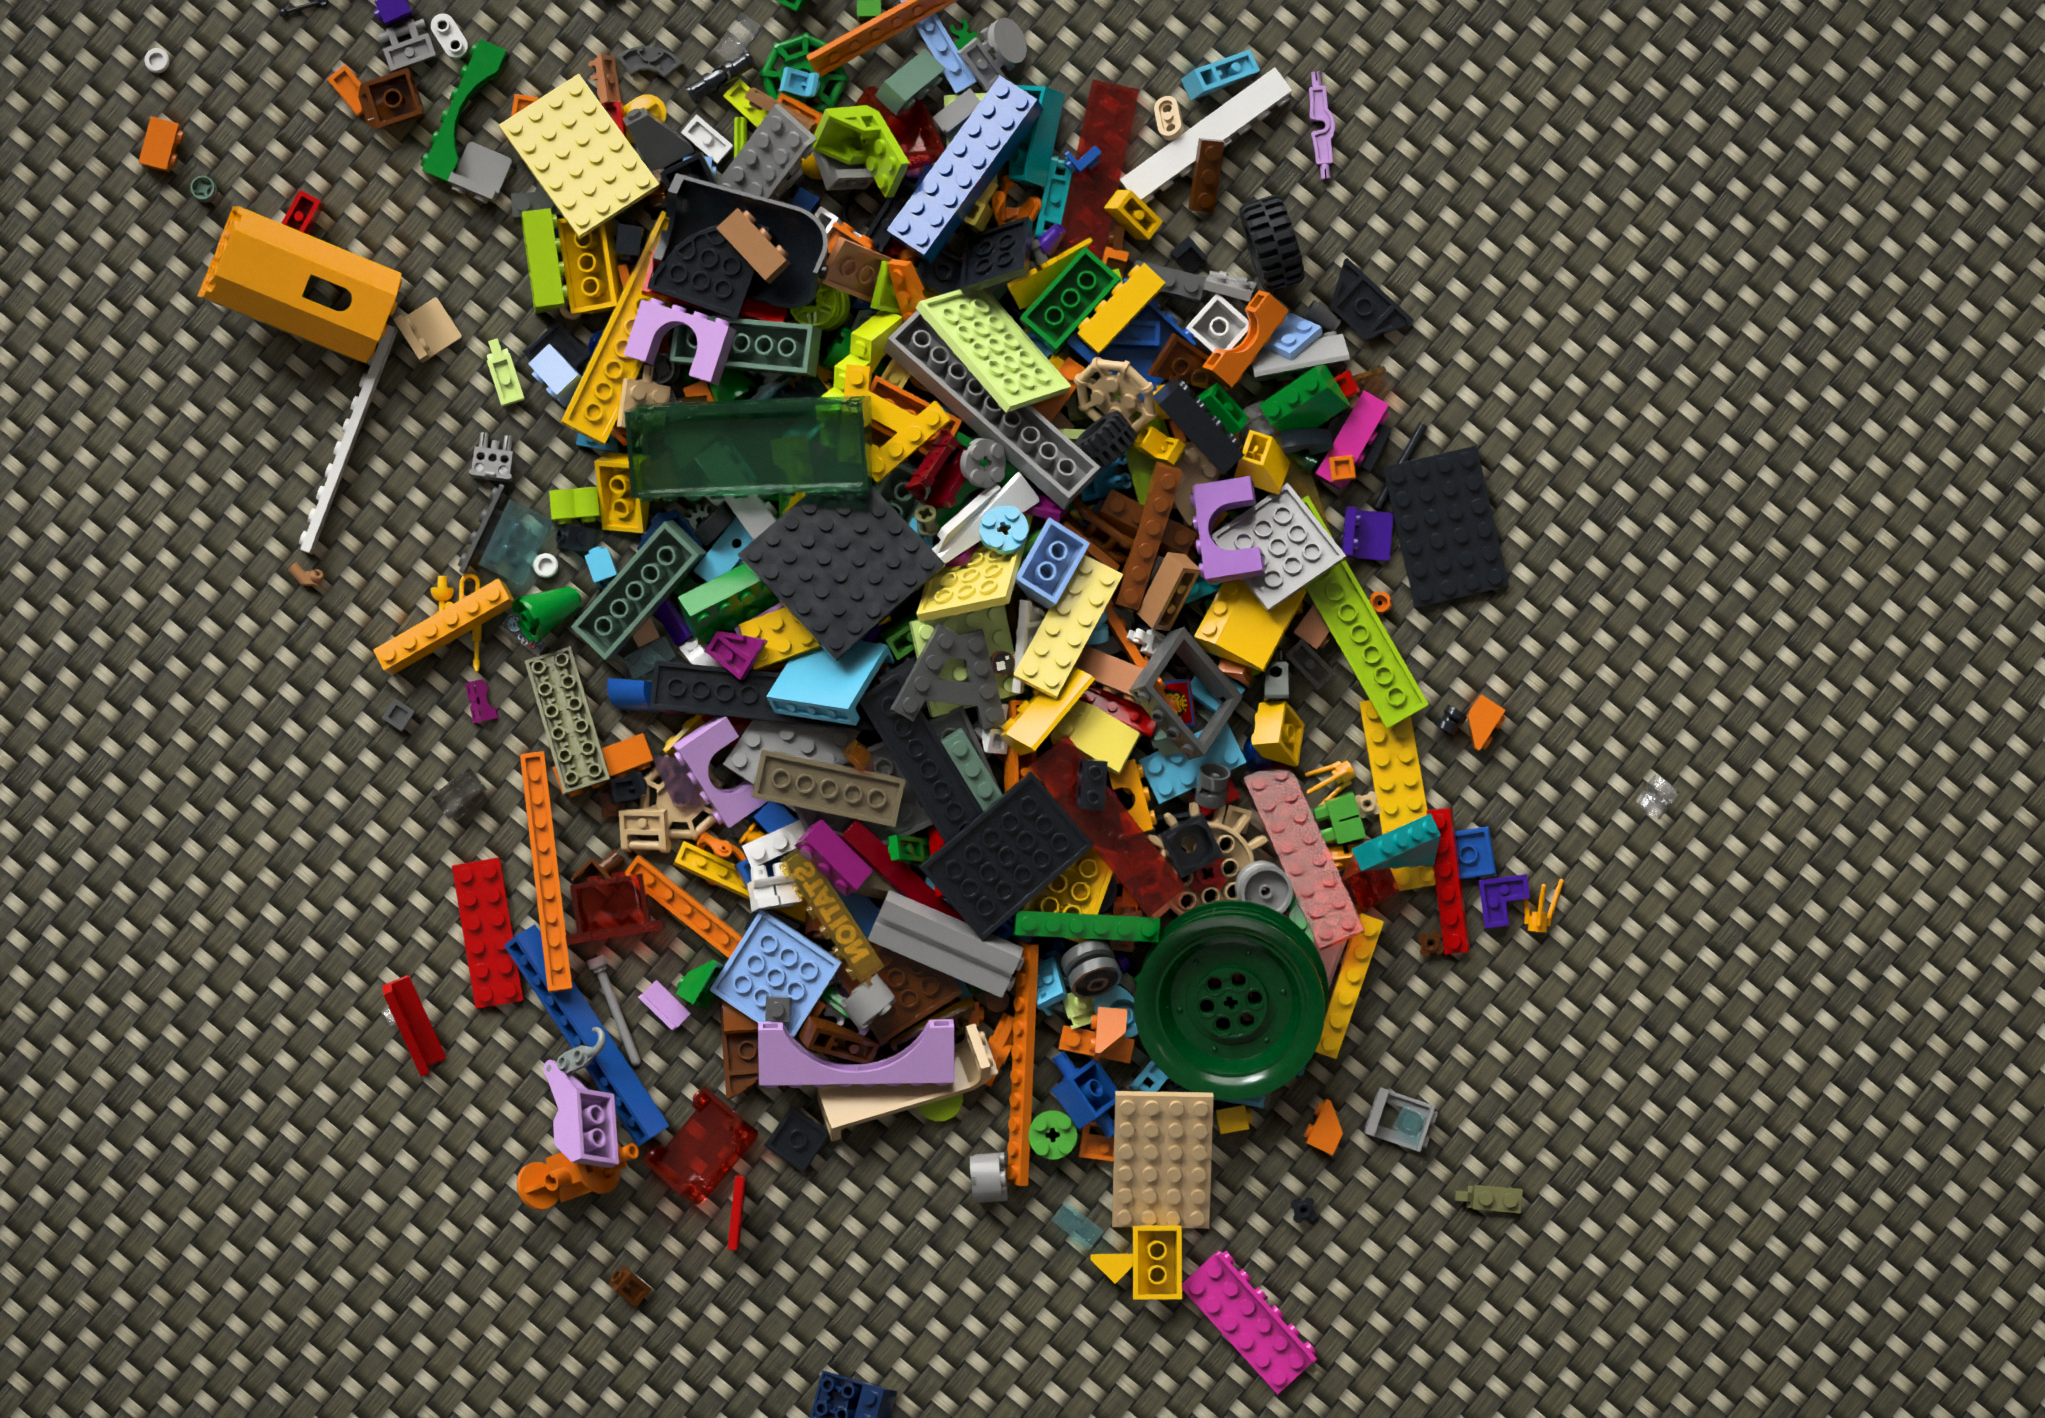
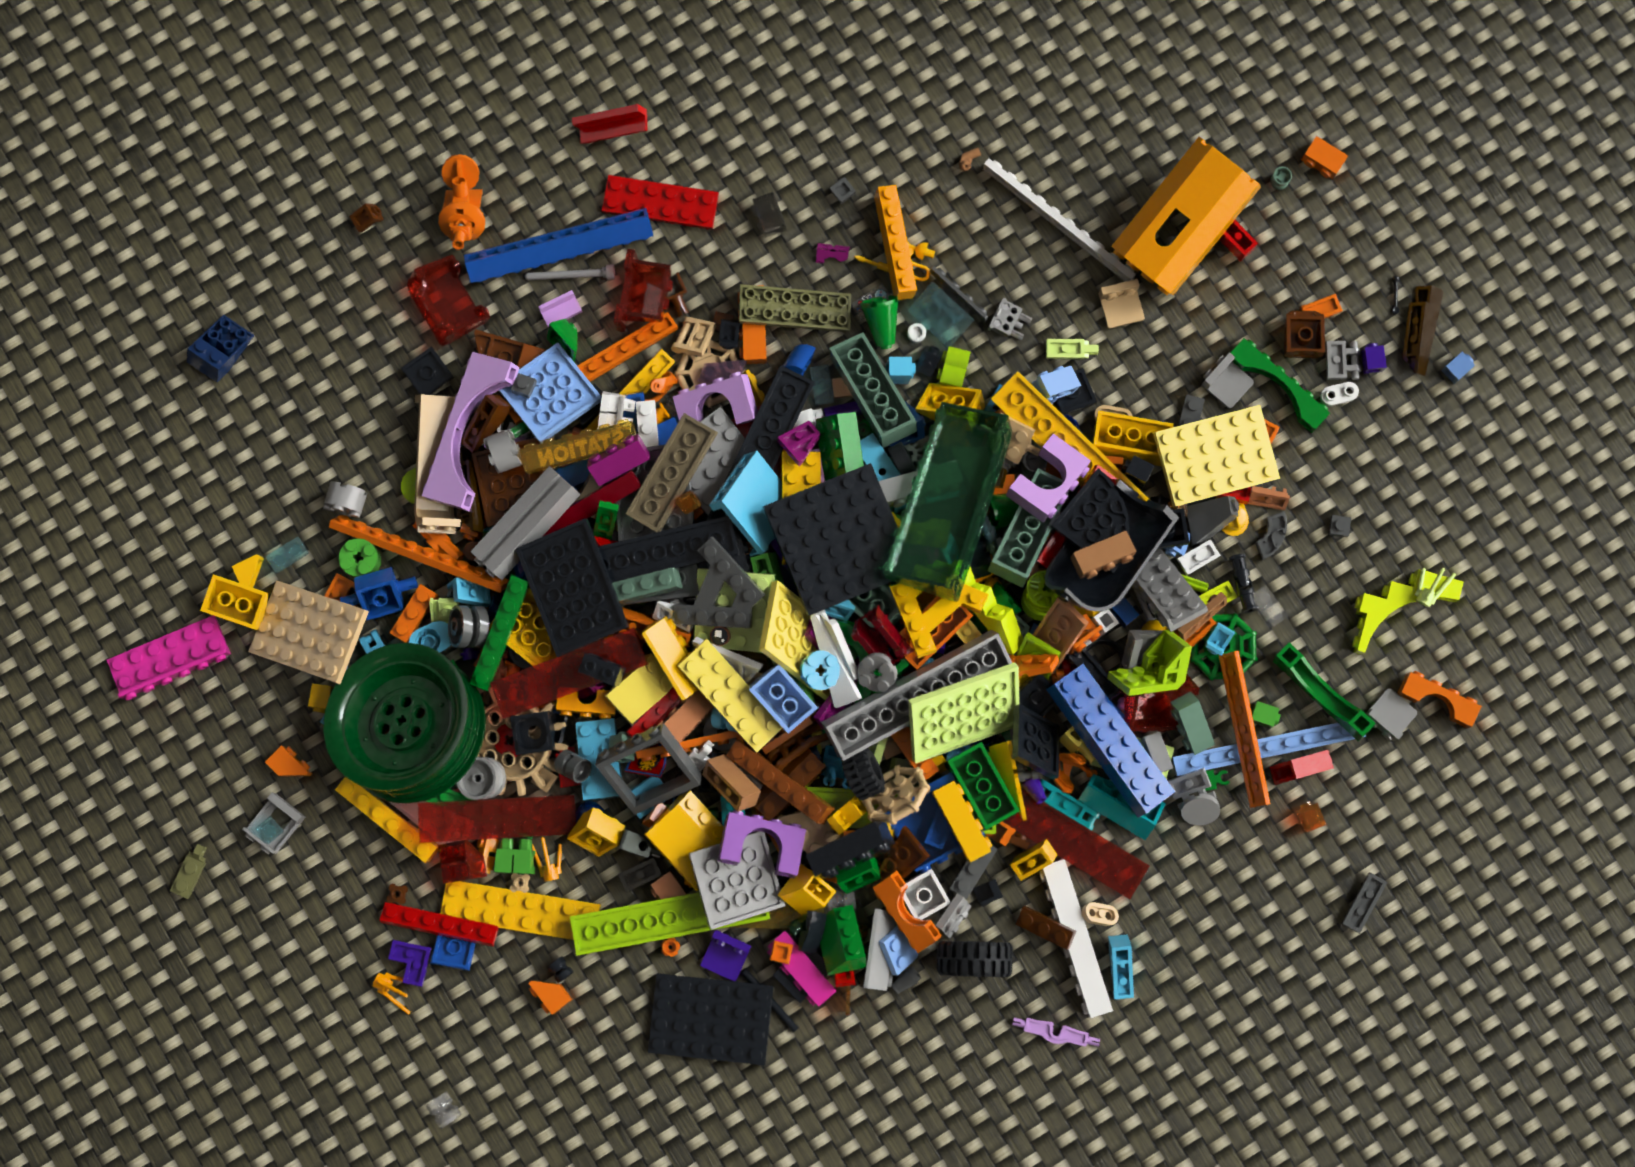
camera: 115 degrees right, 5 degrees down
(157, 60) = (1388, 177): white tile -> none
(542, 260) = (1146, 402): lime slope -> none
(546, 872) = (688, 254): orange plate -> none
(585, 1117) = (494, 218): lavender slope -> none
(737, 1212) = (388, 309): red tile -> none
(923, 519) = (847, 614): olive bush -> none
(1089, 160) = (1087, 840): blue bracket -> none
(1109, 1030) = (417, 624): orange slope -> none
(1309, 1214) = (238, 732): black plate -> none
(1365, 305) = (903, 1017): black wing -> none
(1403, 847) = (474, 897): teal wedge -> none

